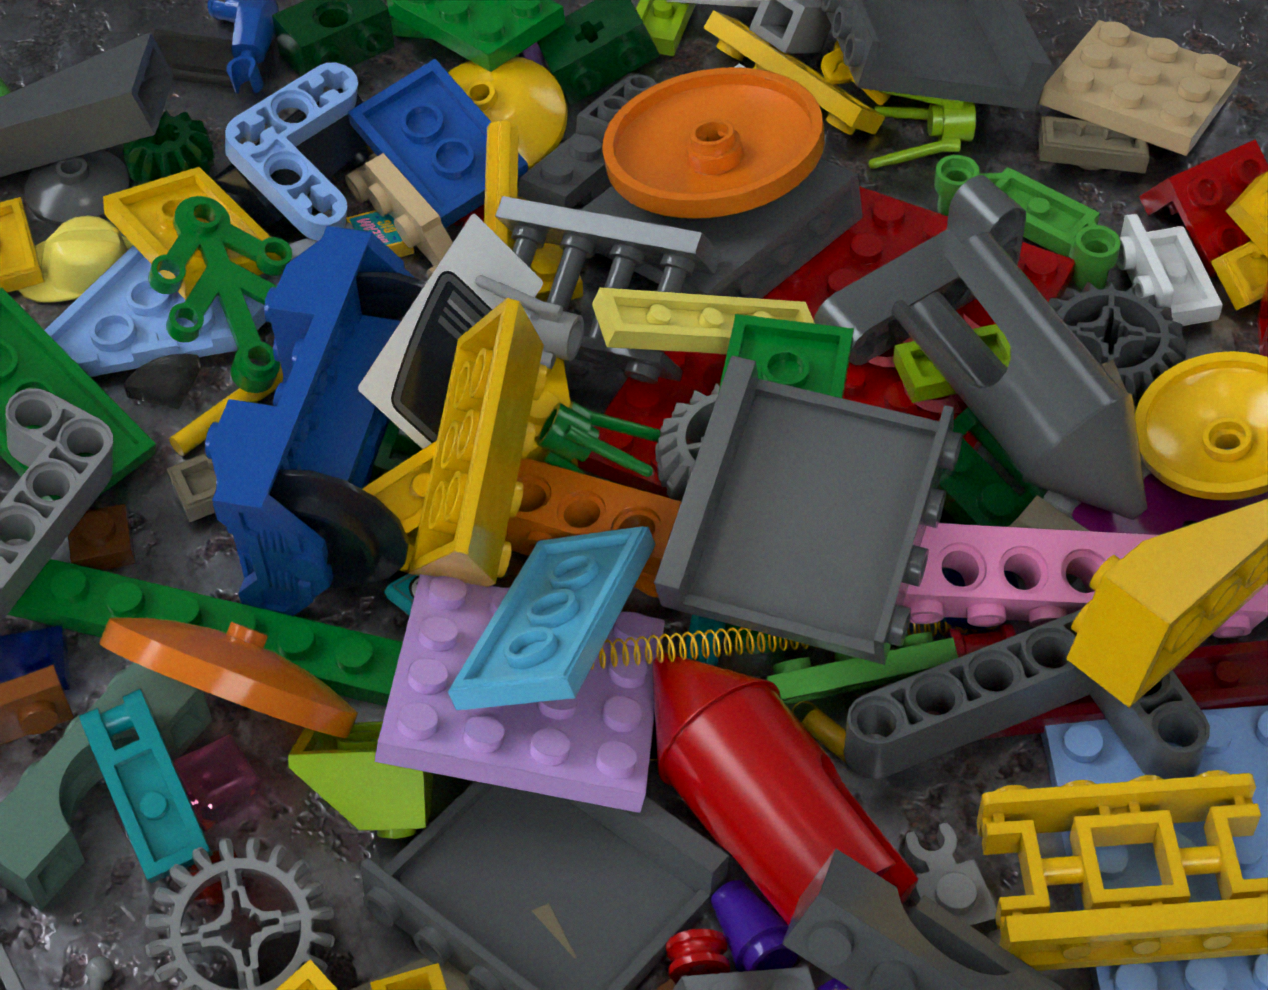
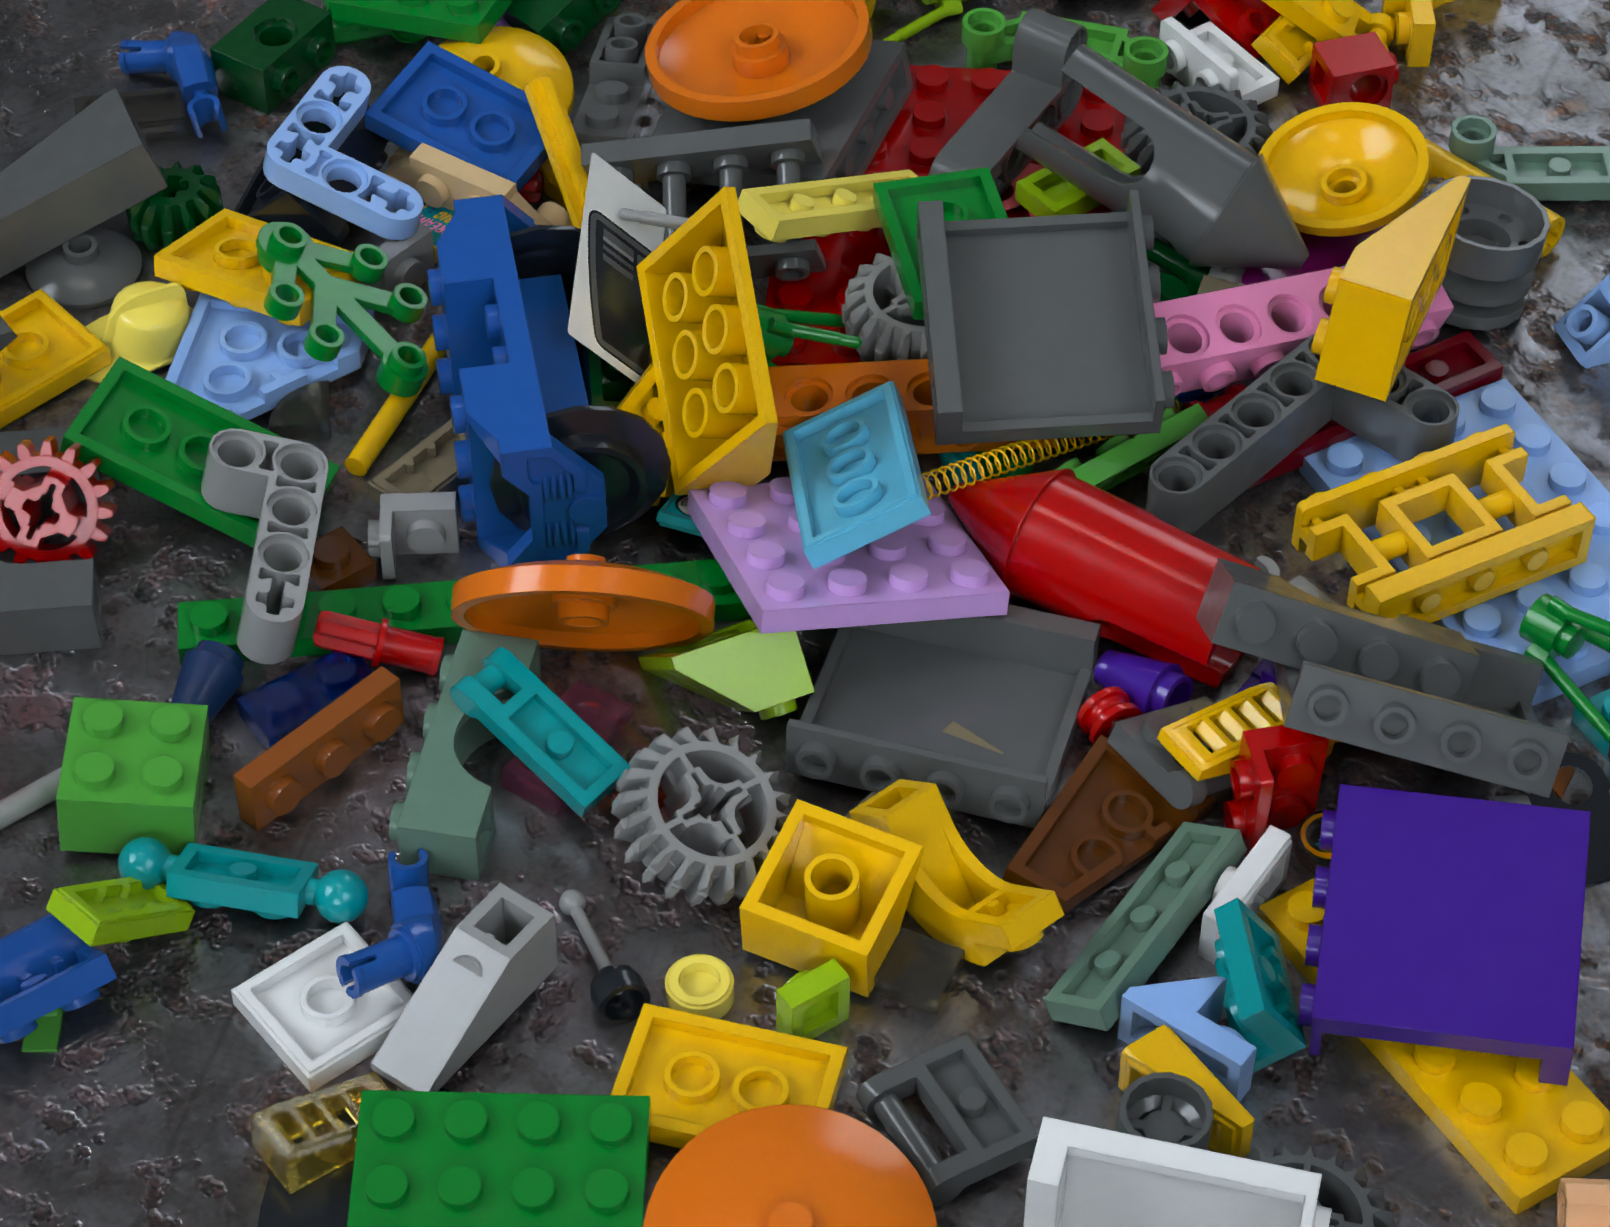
camera: 25 degrees left, 5 degrees down
(72, 630) = (378, 642): none -> red axle
(175, 521) = (413, 526): none -> light grey bracket

